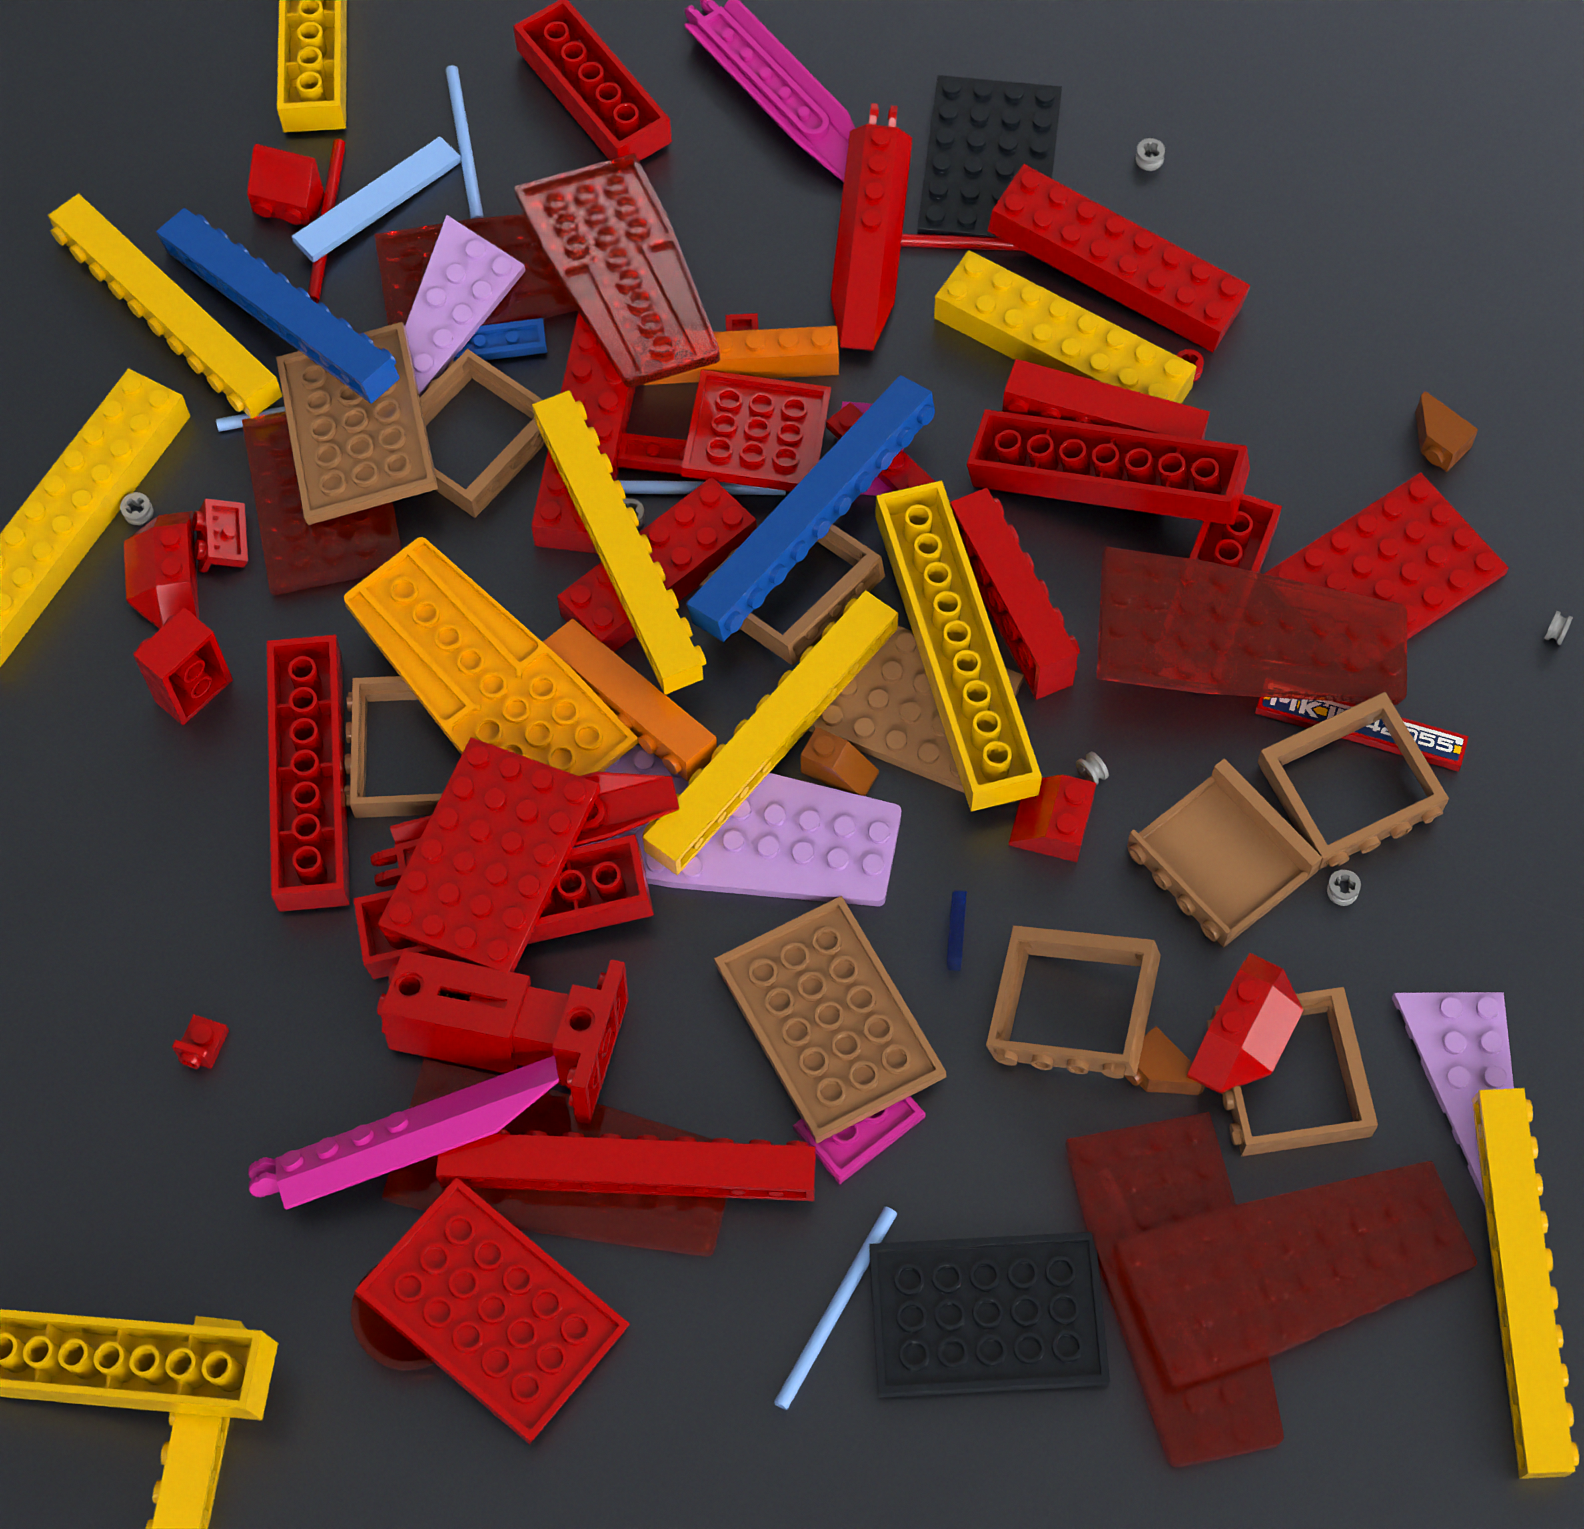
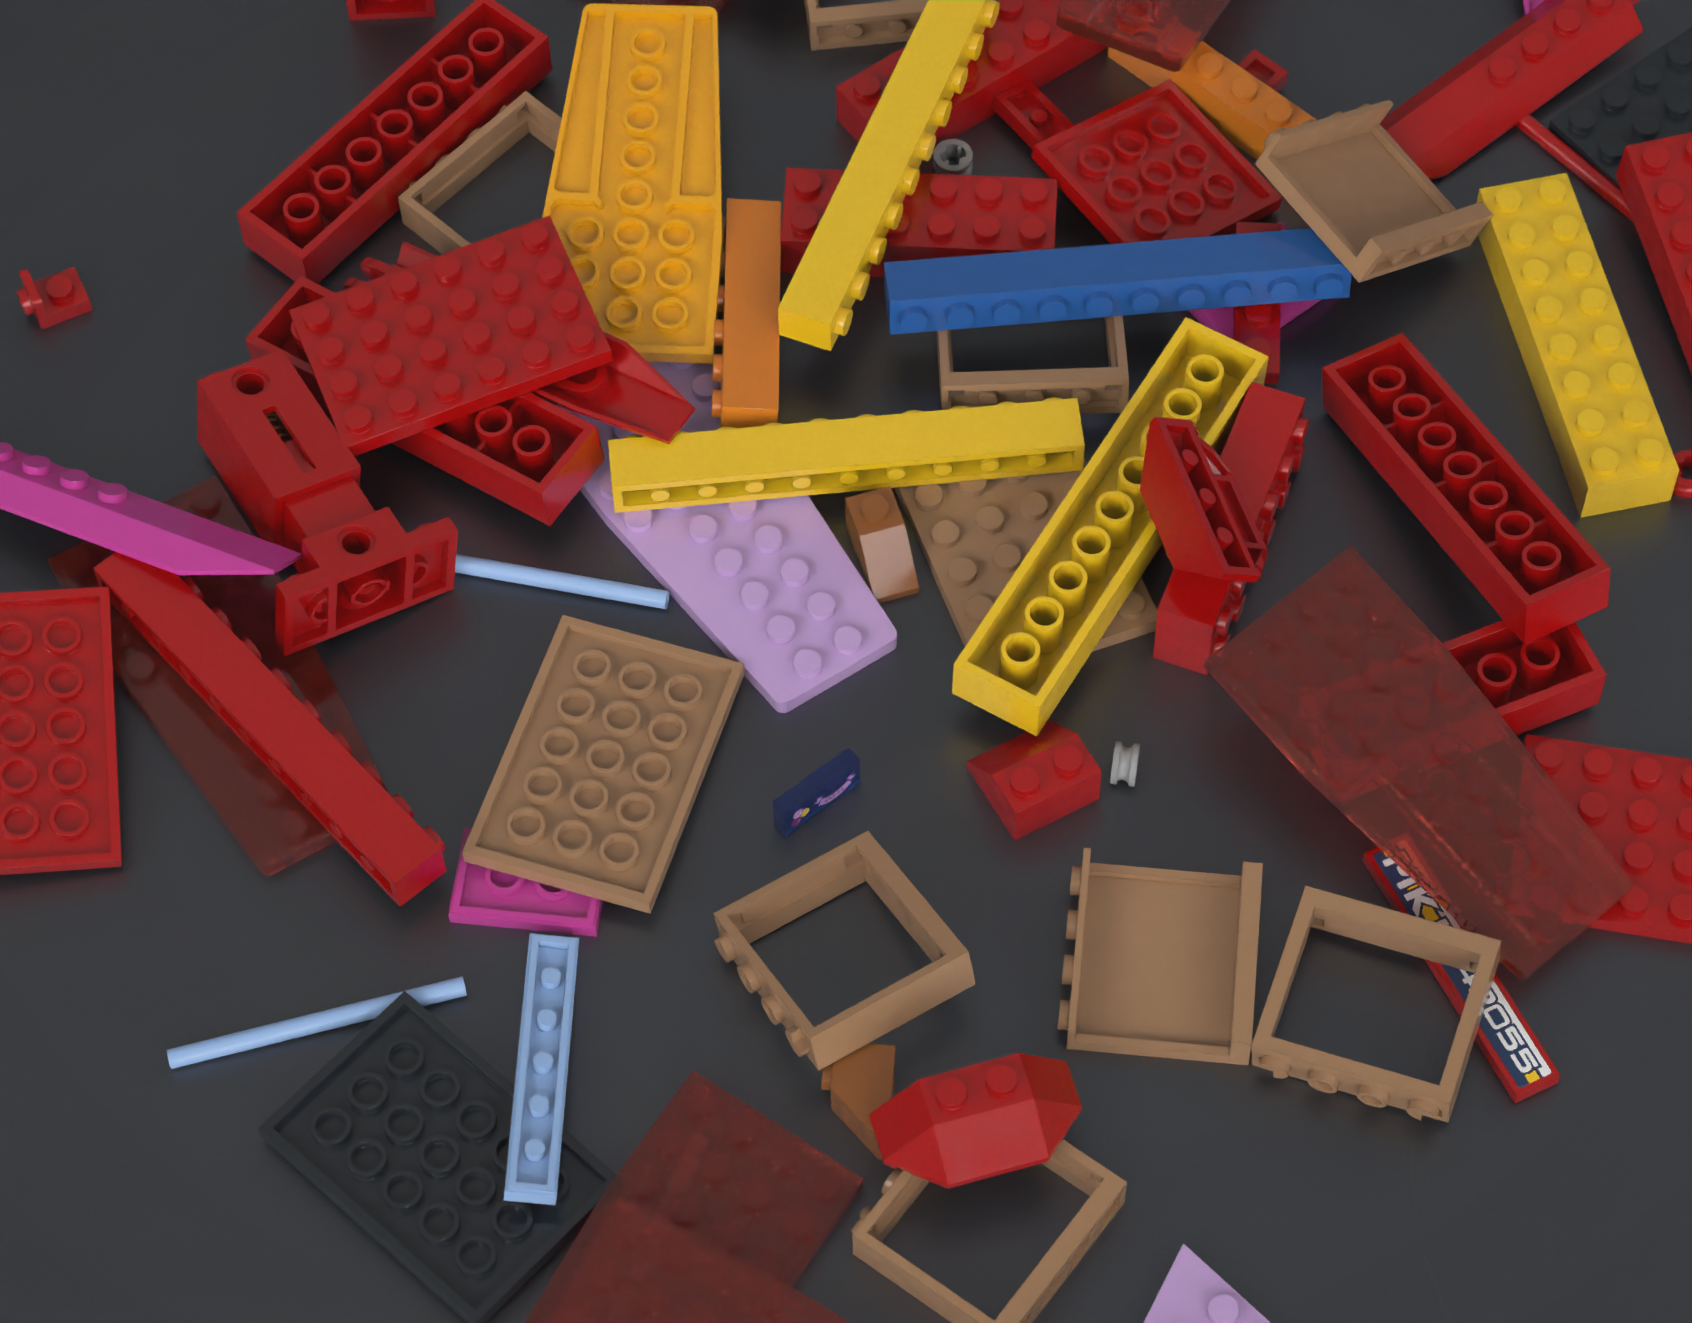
camera: 45 degrees right, 5 degrees down
(687, 487) = (1025, 169): light blue piece -> none
(690, 938) = (562, 581): none -> light blue piece
(892, 348) = (1365, 193): none -> medium nougat panel
(989, 1214) = (541, 1070): none -> light blue tile
(1013, 596) = (1198, 505): none -> red wedge
(1069, 397) = (1505, 398): red brick -> none
(1333, 890) = (1250, 1116): light grey bush -> none

